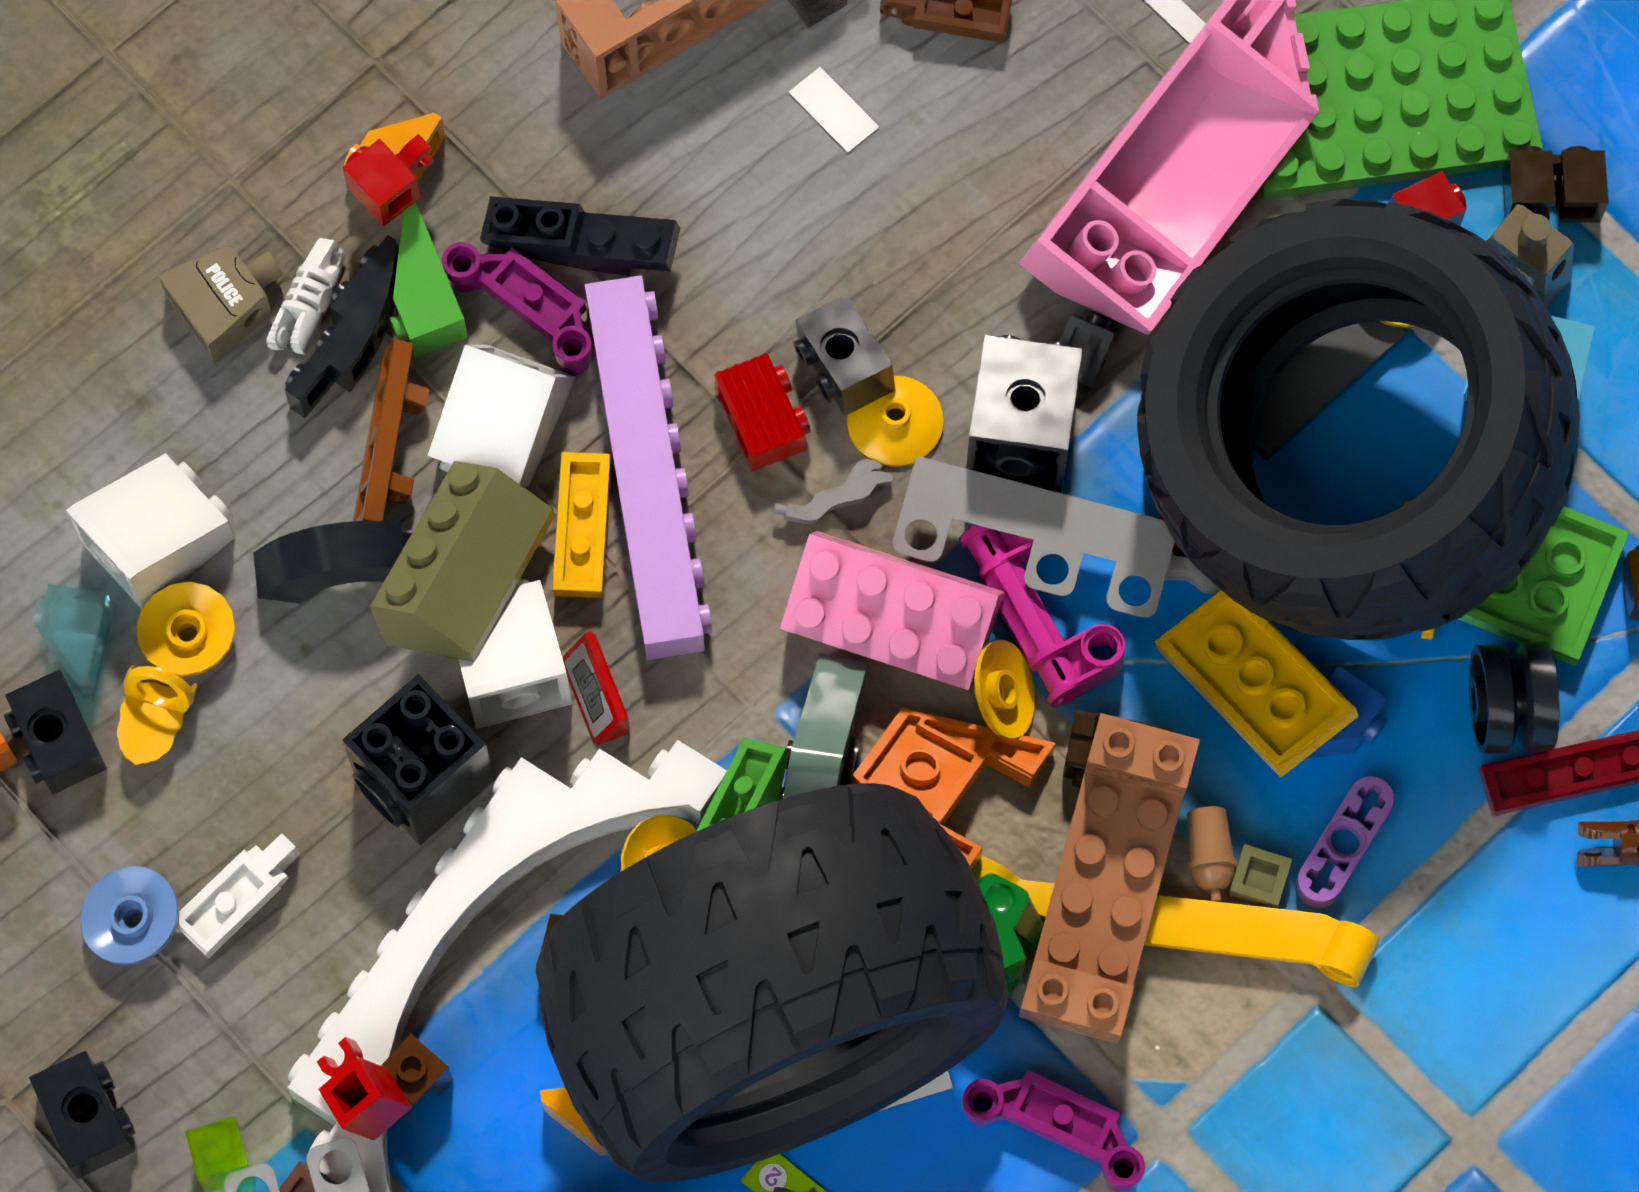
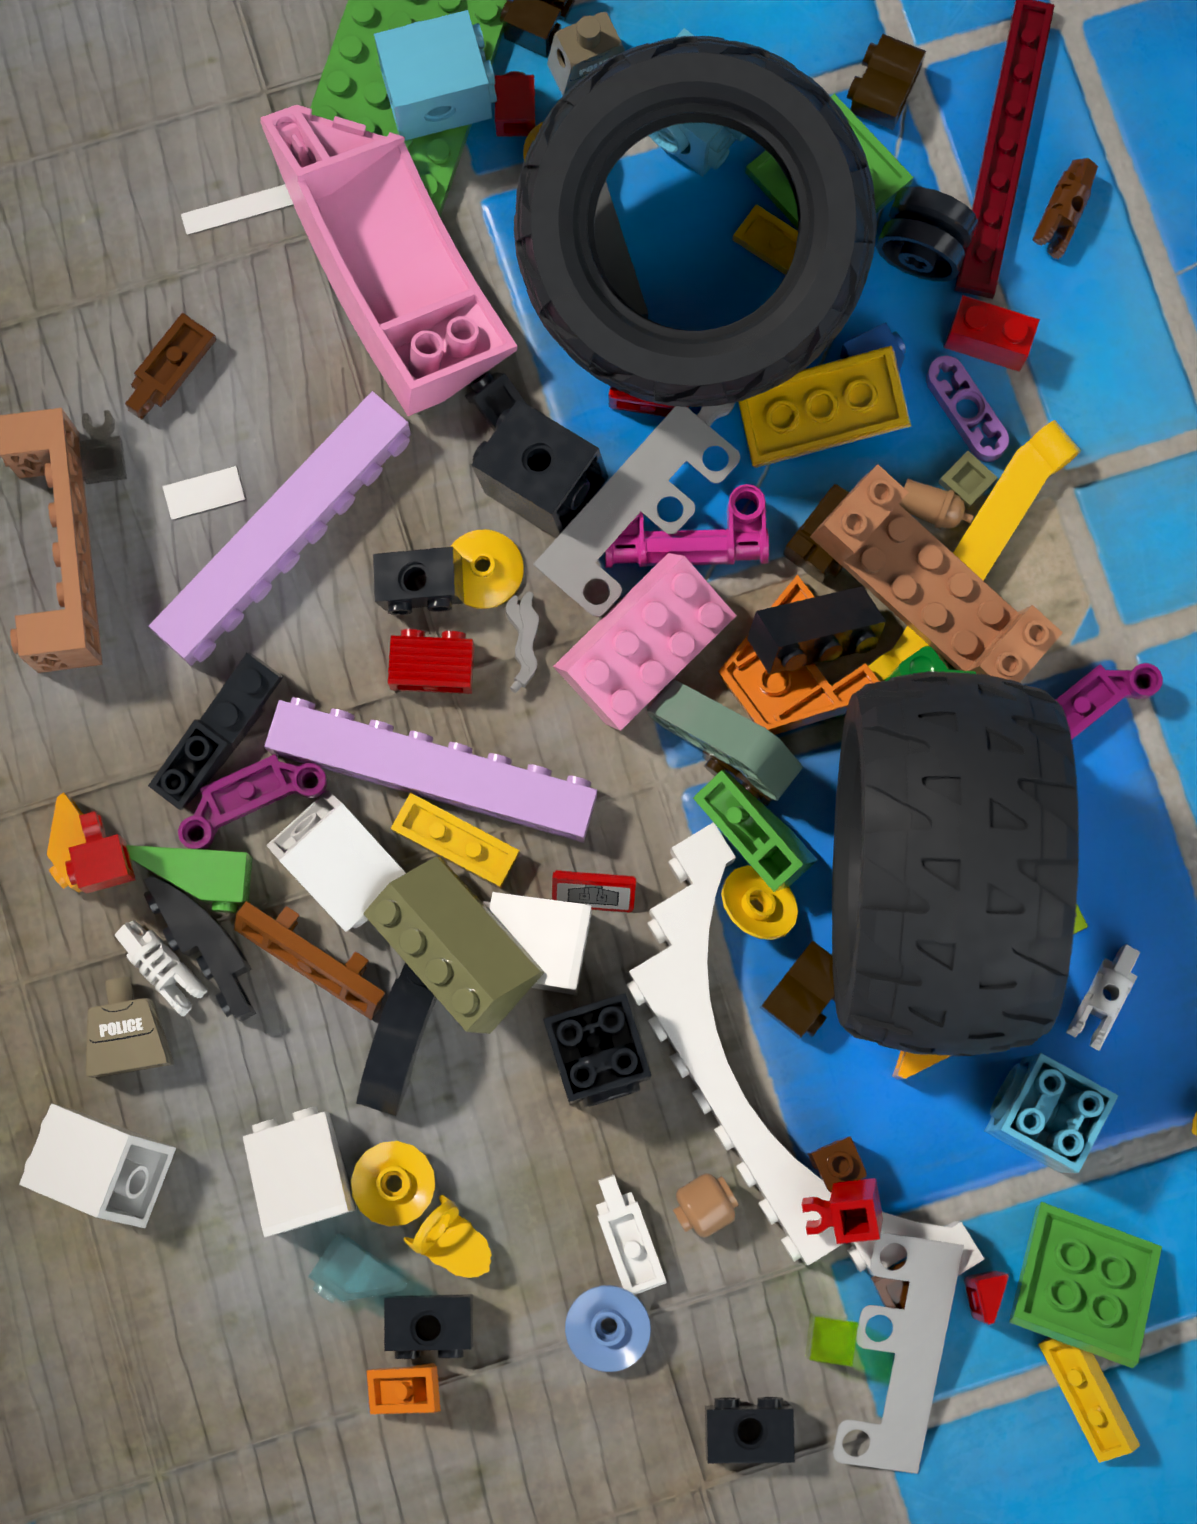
camera: 65 degrees left, 10 degrees up
(72, 335) = (97, 1166): none -> white slope
(307, 957) = (705, 1205): none -> medium nougat head
(831, 198) = (282, 529): none -> lavender brick
(994, 780) = (816, 630): none -> black brick
(1004, 689) = (742, 589): yellow dish -> none
(1399, 106) = (436, 74): none -> medium azure brick
(1442, 824) = (991, 333): none -> red brick

